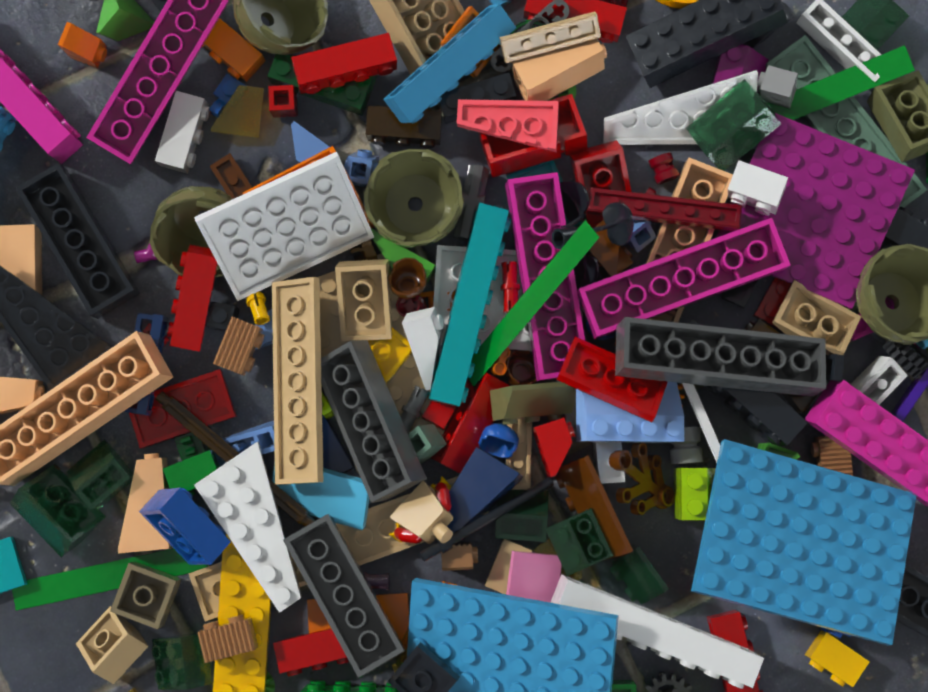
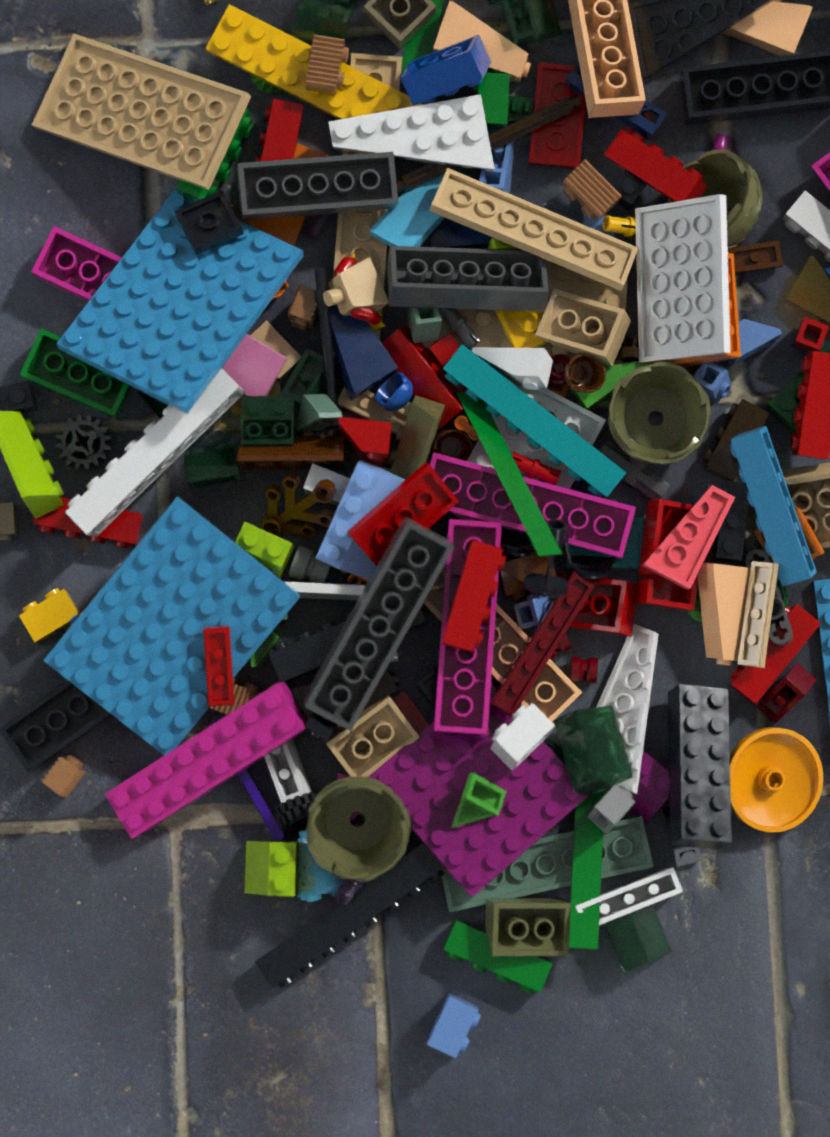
camera: 105 degrees right, 0 degrees up
(548, 501) = (316, 413): none -> sand green slope
(659, 282) = (472, 596): none -> red brick
(820, 484) = (218, 666): none -> red tile
(829, 202) = (478, 801): none -> bright green slope

